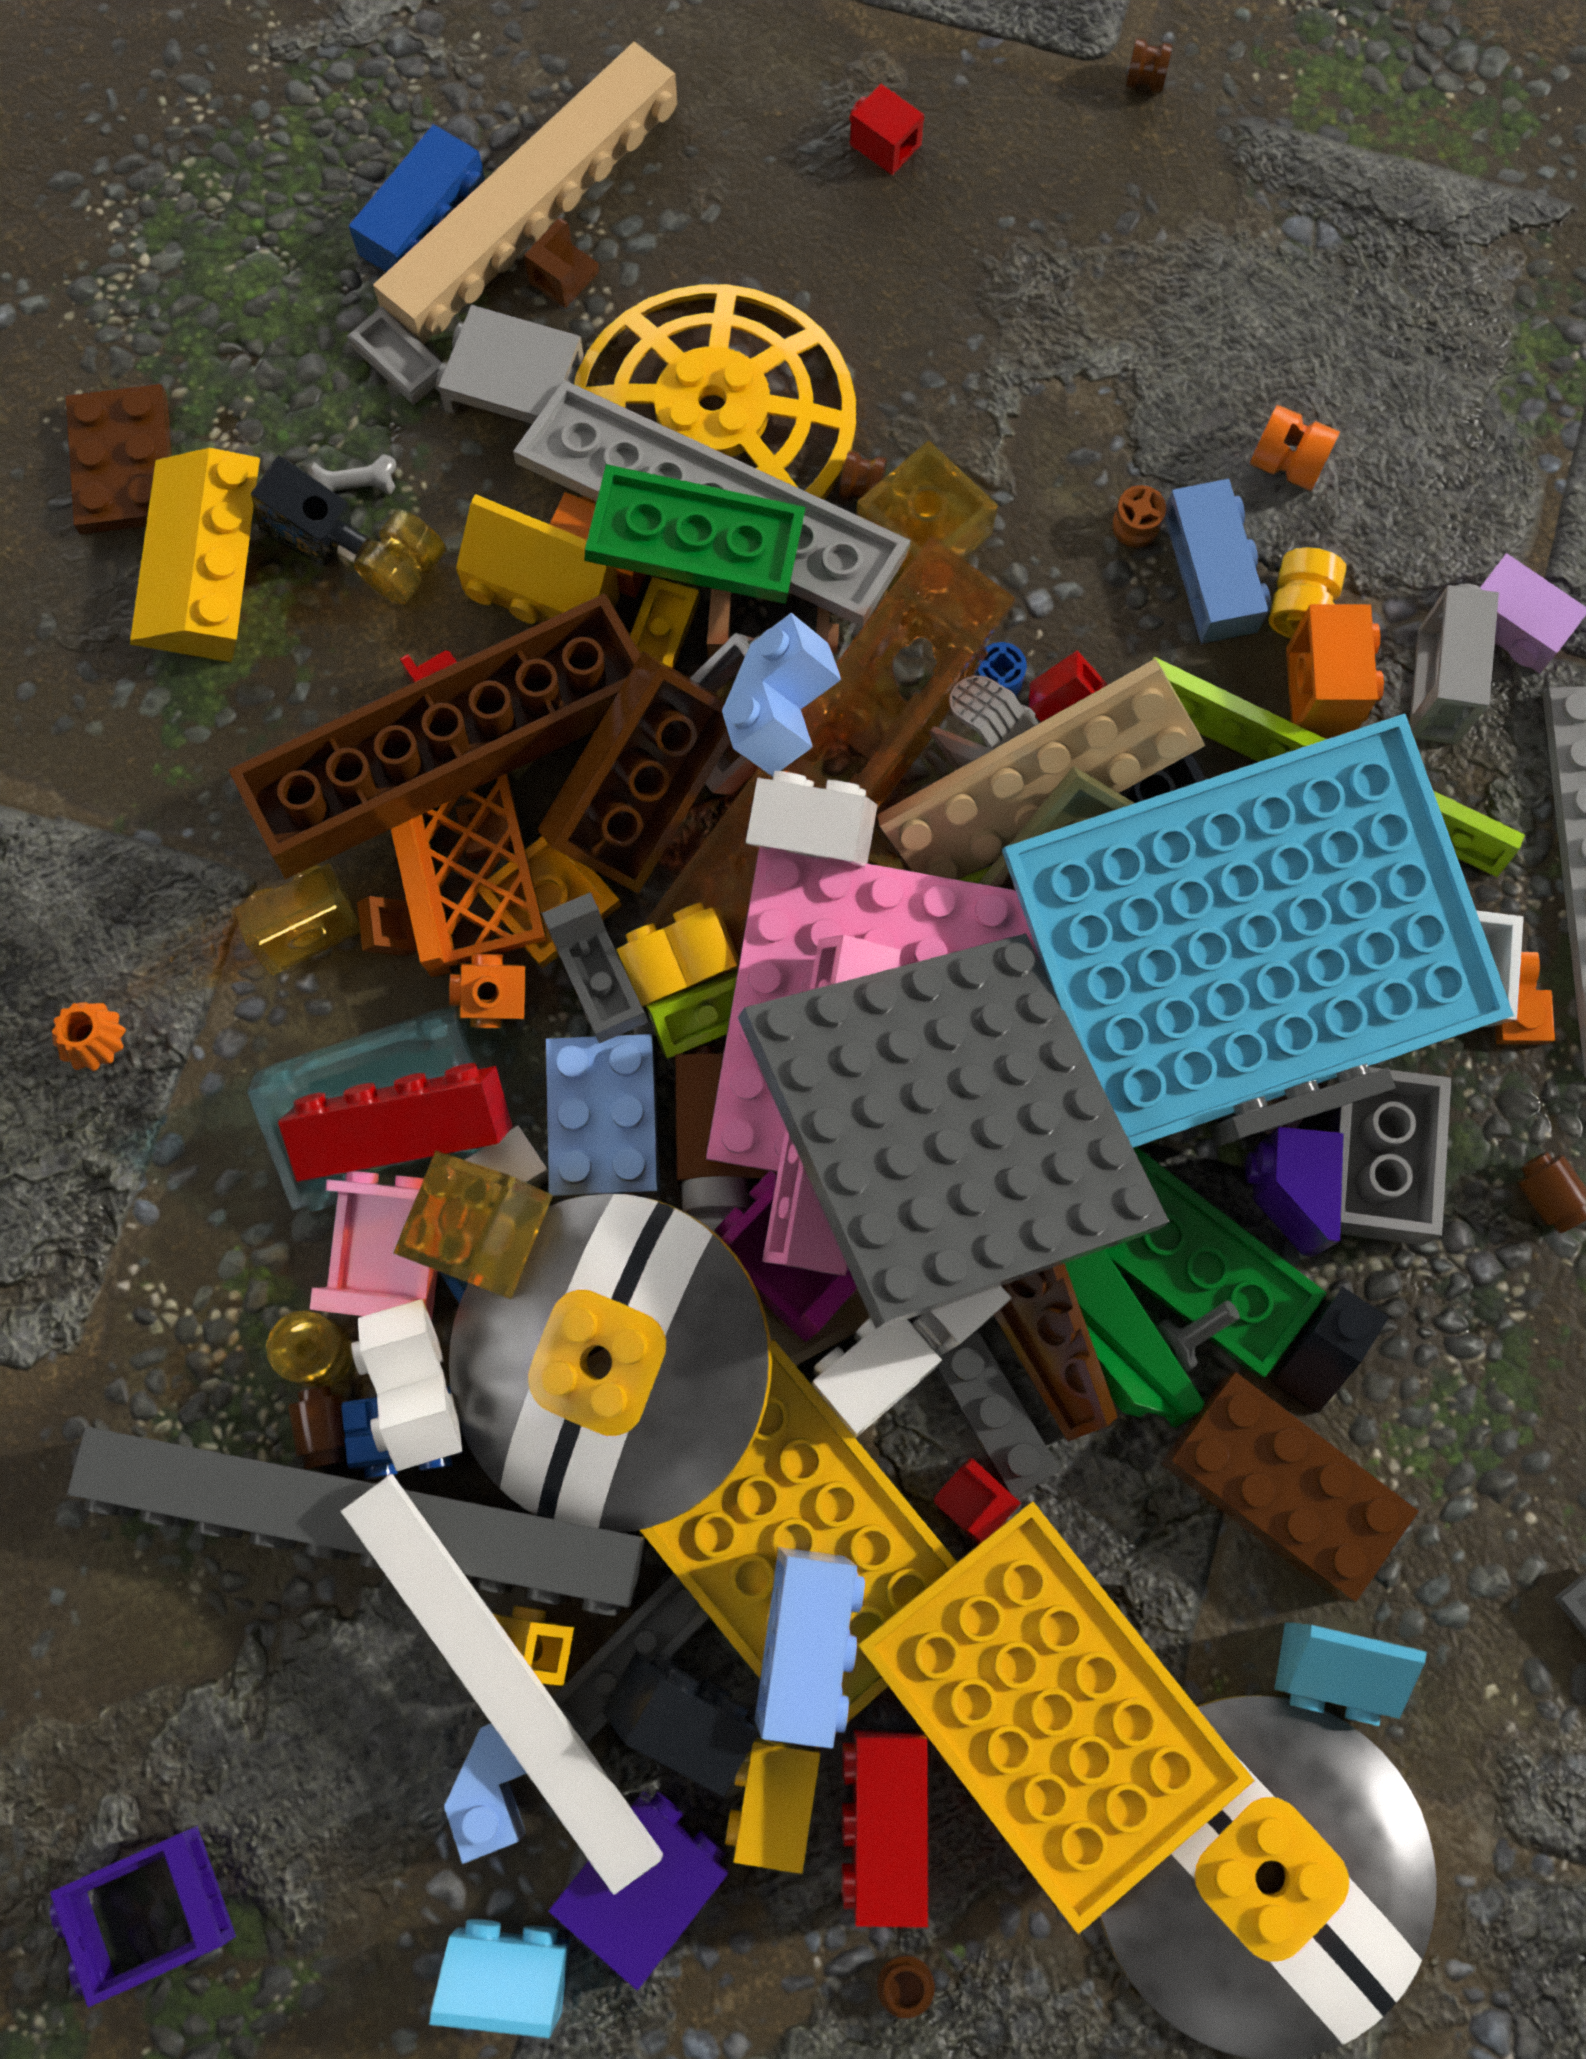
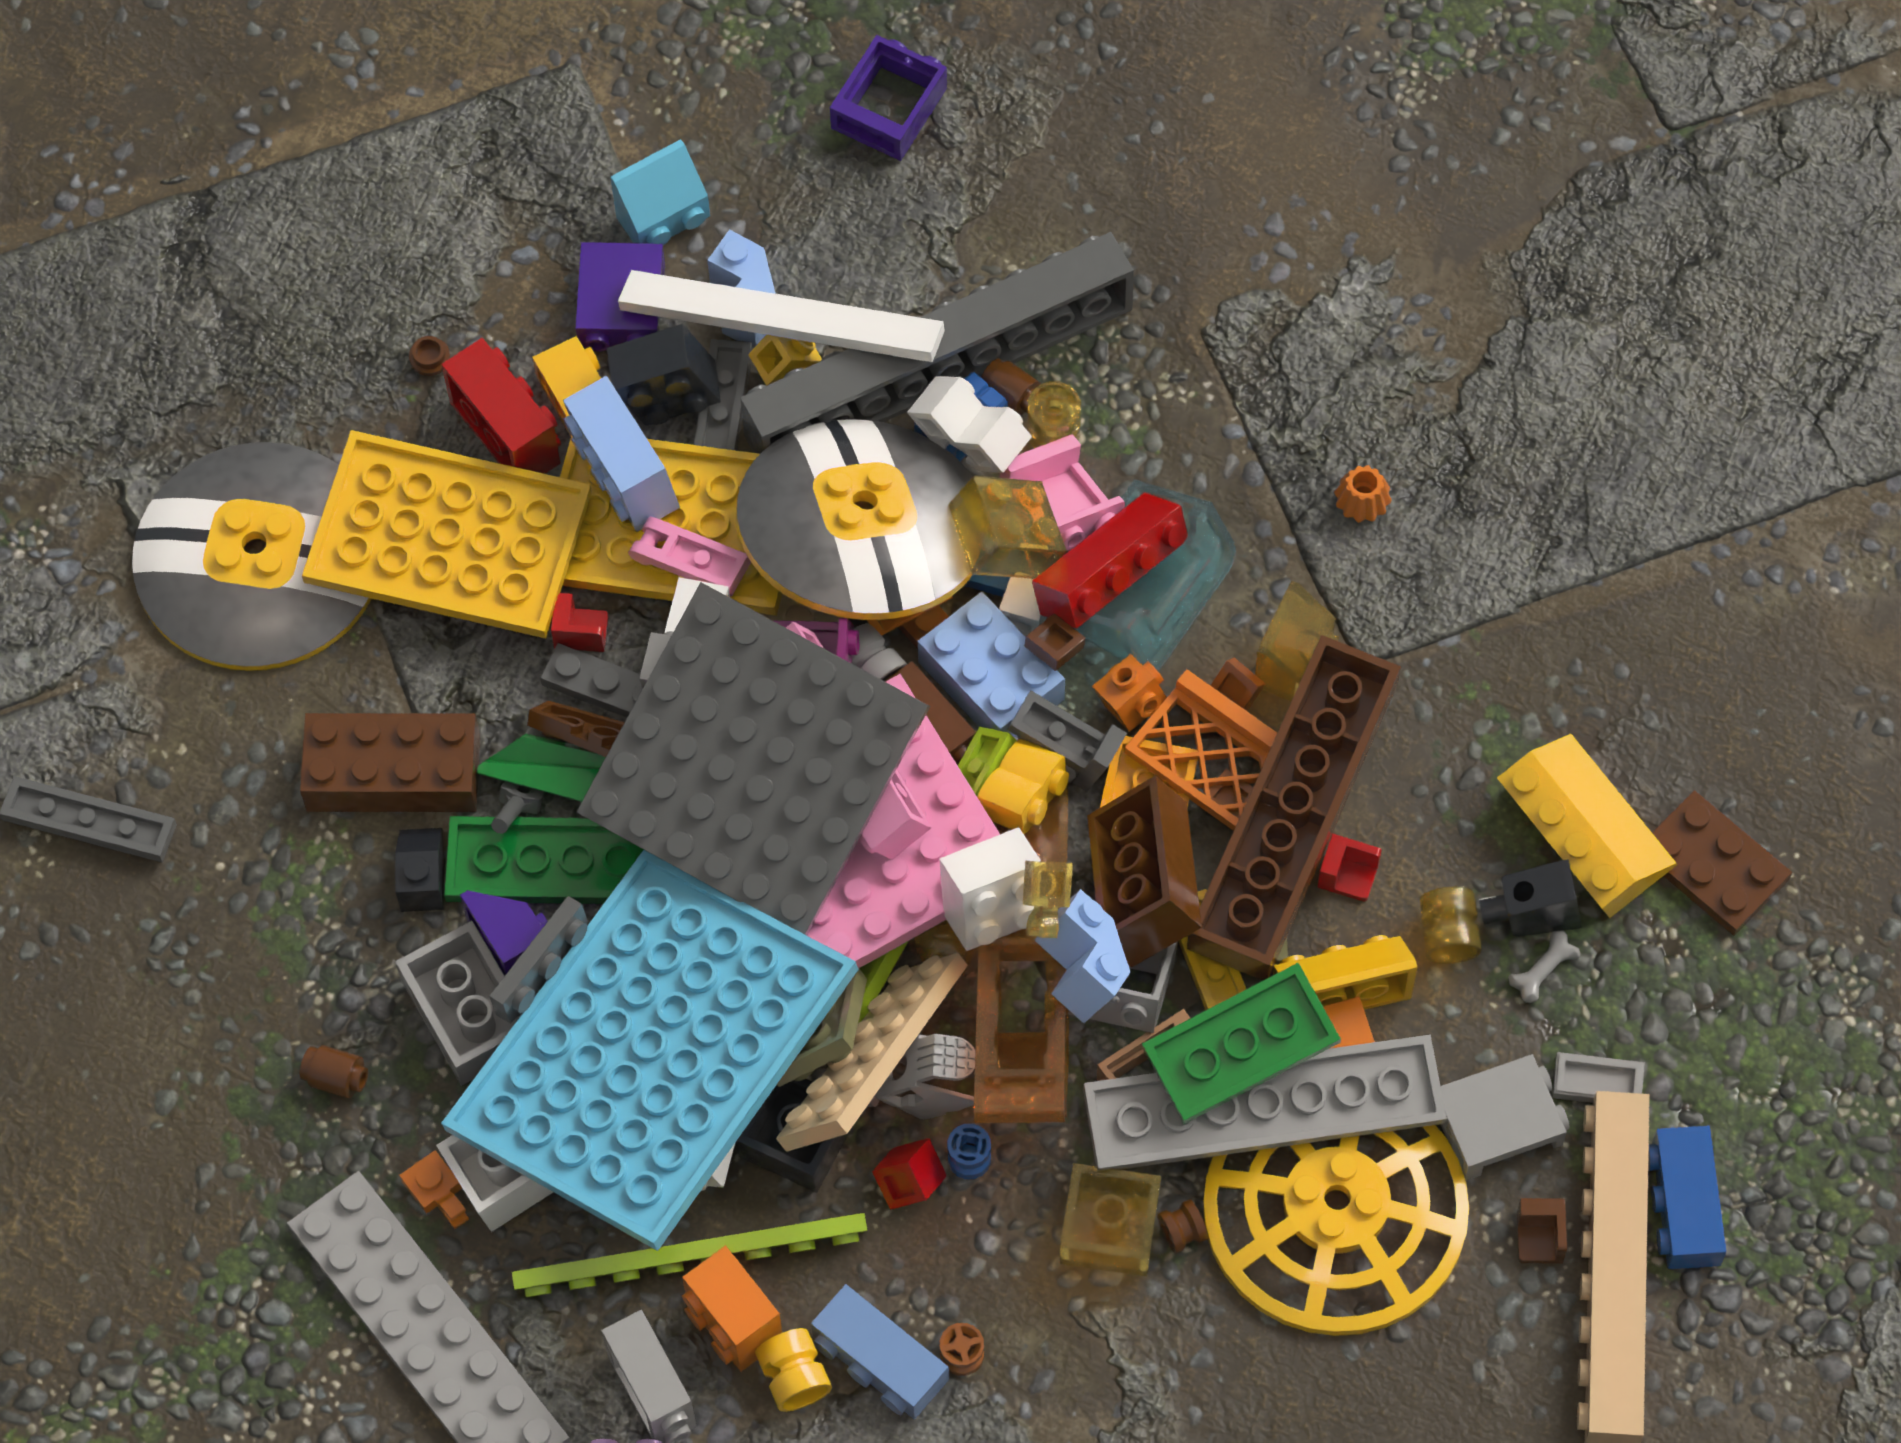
camera: 145 degrees right, 10 degrees down
(527, 1072) = (1054, 642): none -> reddish brown plate
(776, 749) = (1046, 888): none -> clear yellow plate
(817, 1466) = (689, 555): none -> bright pink plate
(1346, 1671) = (286, 685): medium azure slope -> none

